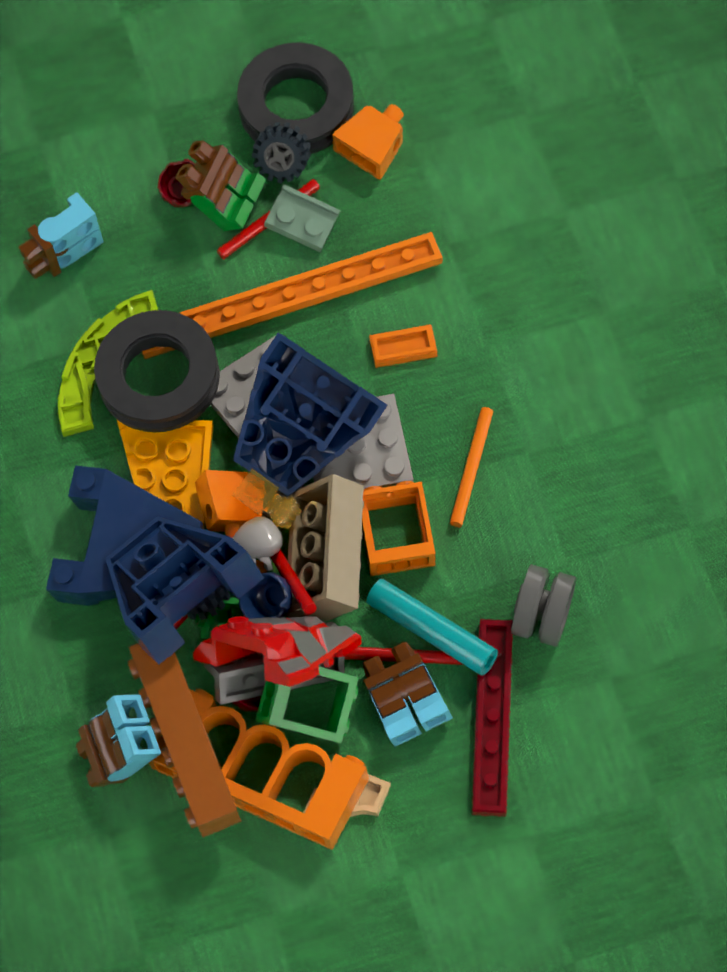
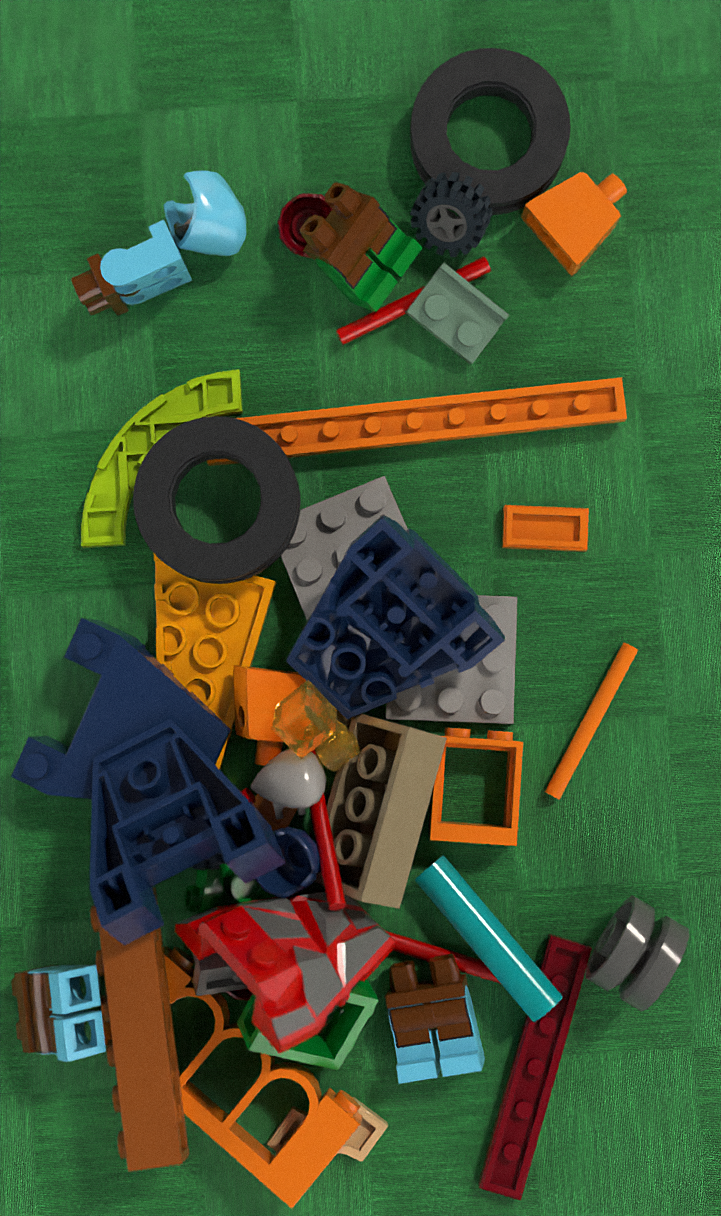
camera: 10 degrees right, 20 degrees up
(114, 193) = (213, 222): none -> medium azure piece

